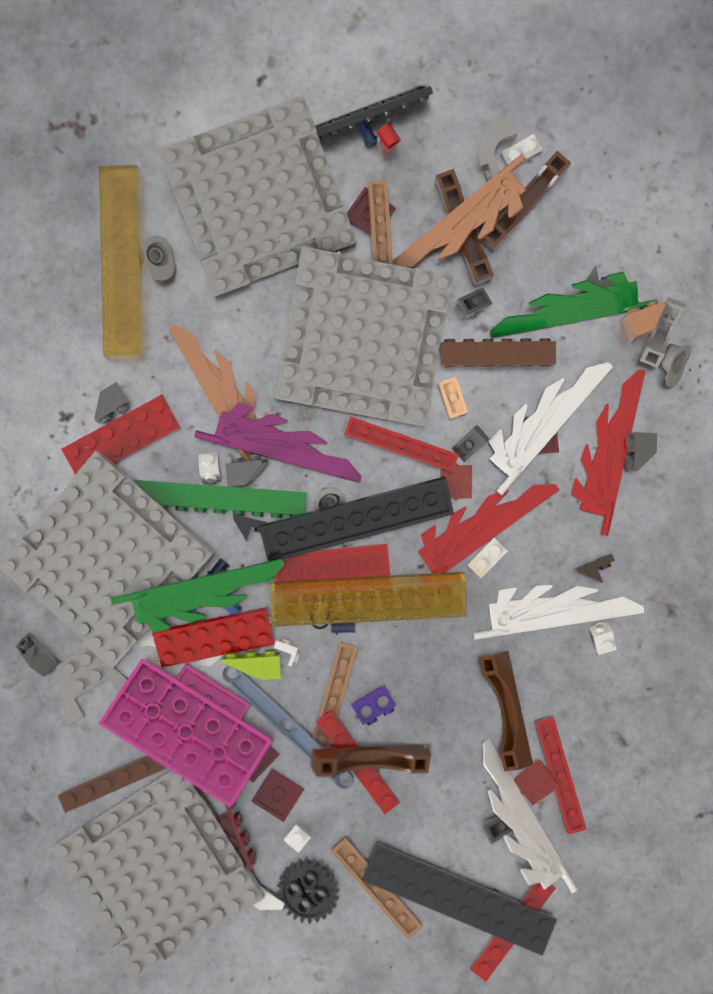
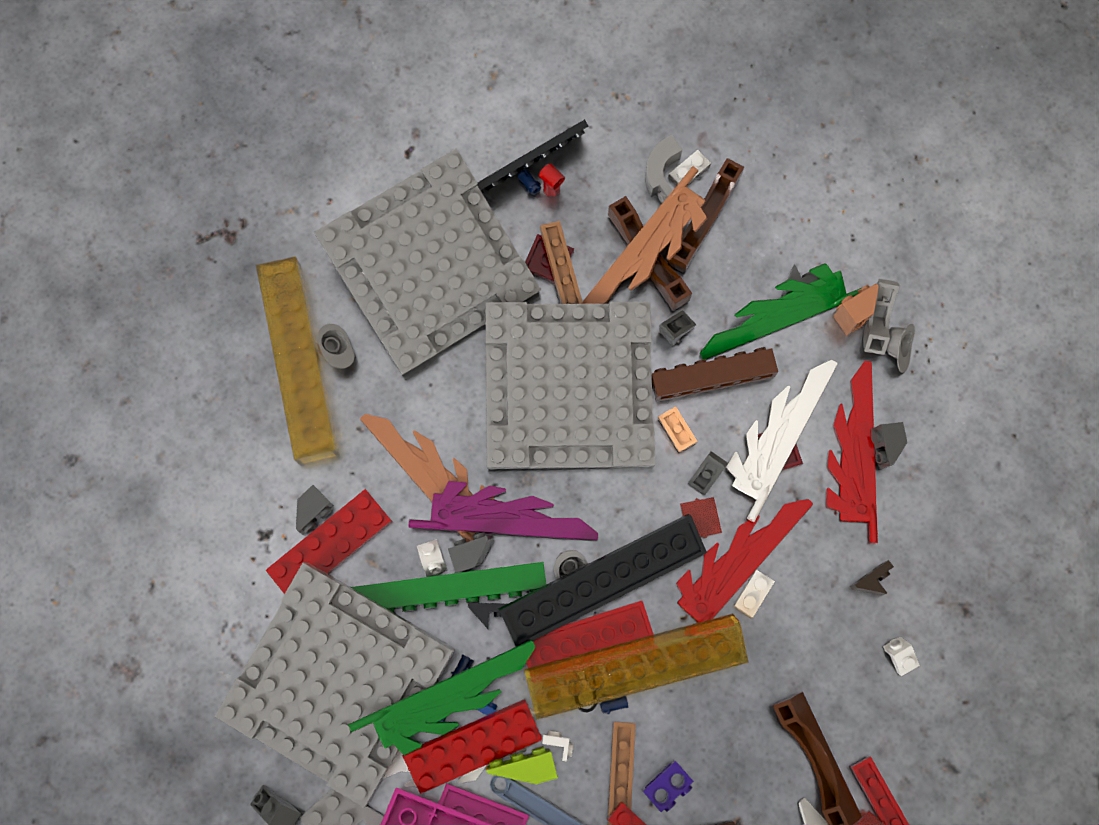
camera: 10 degrees left, 10 degrees down
(401, 444) = (634, 490): red plate -> none
(550, 612) = (833, 640): white animal -> none

